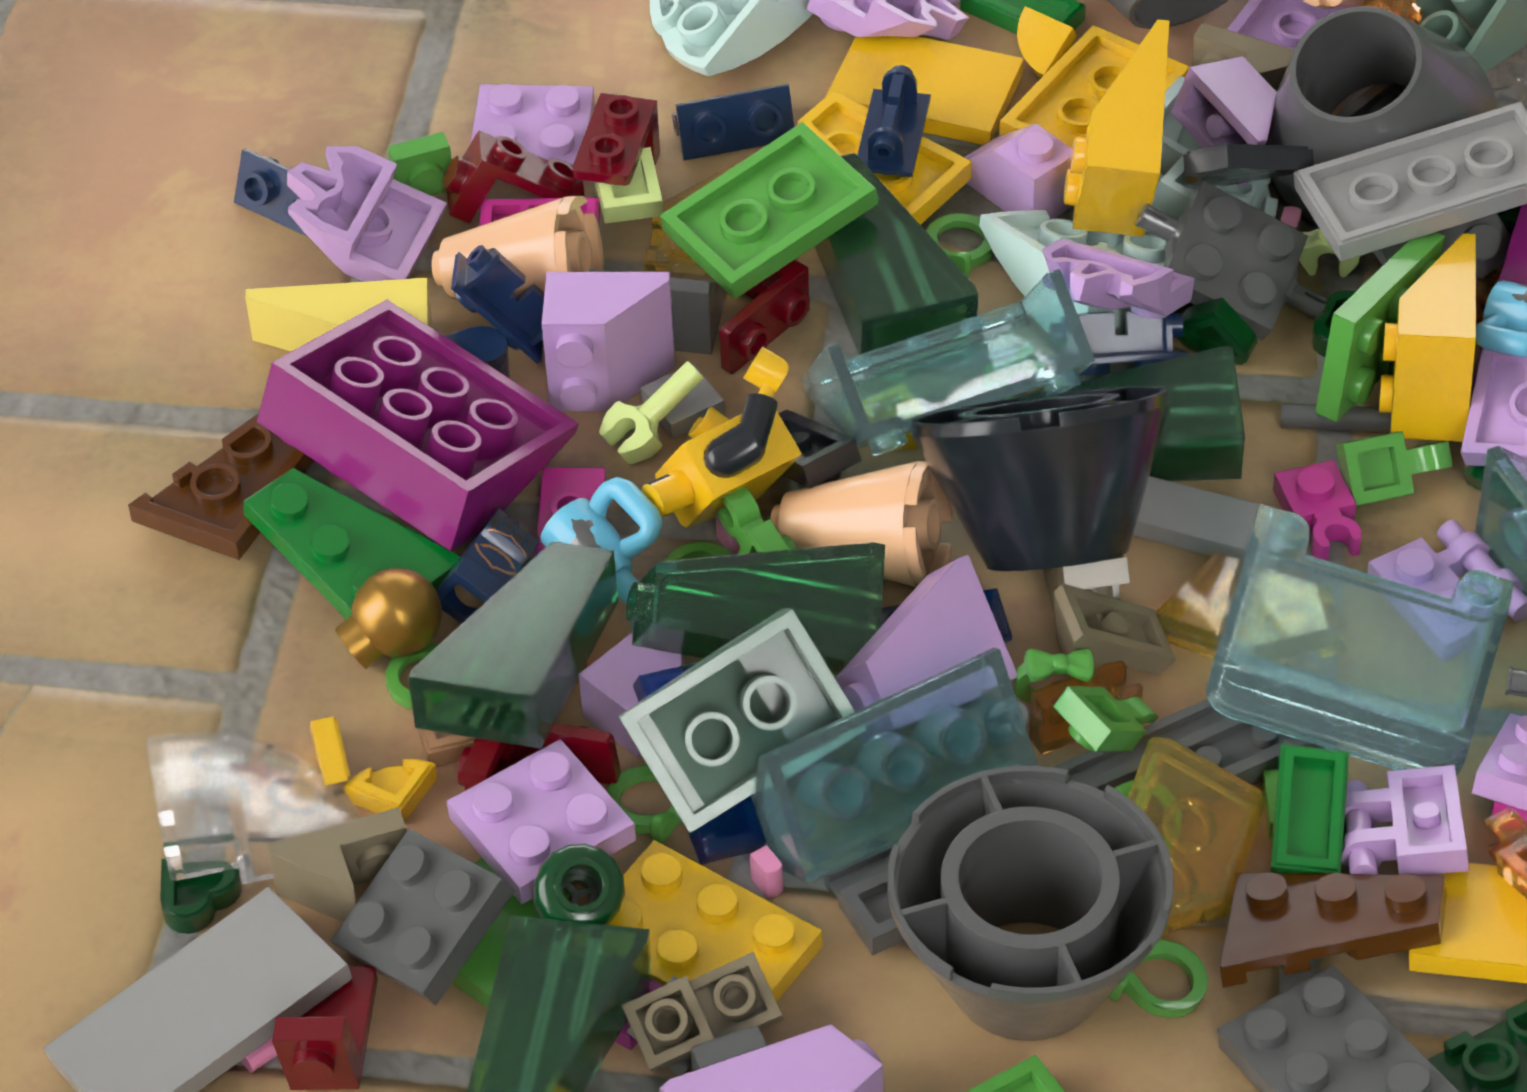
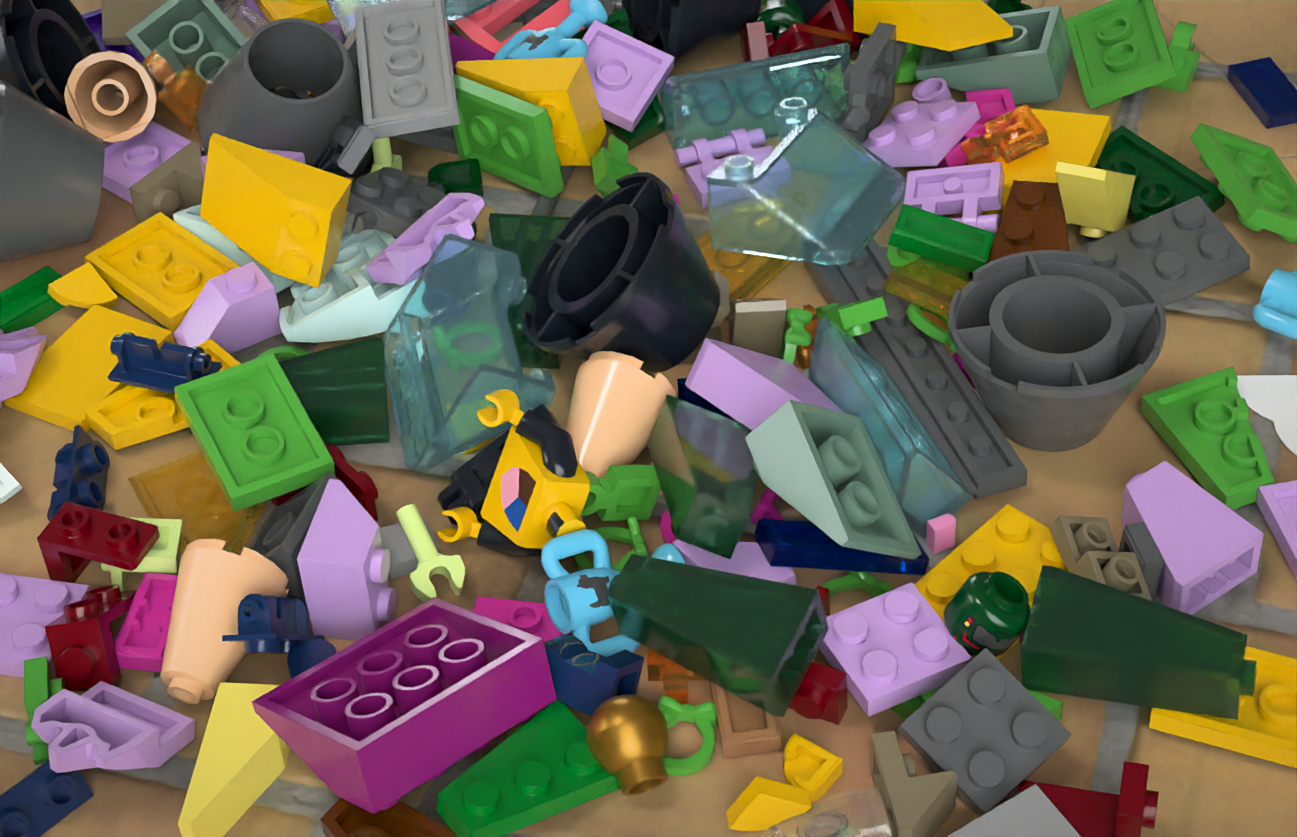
camera: 80 degrees left, 5 degrees down
(1405, 953) = (1094, 198): none -> light yellow slope

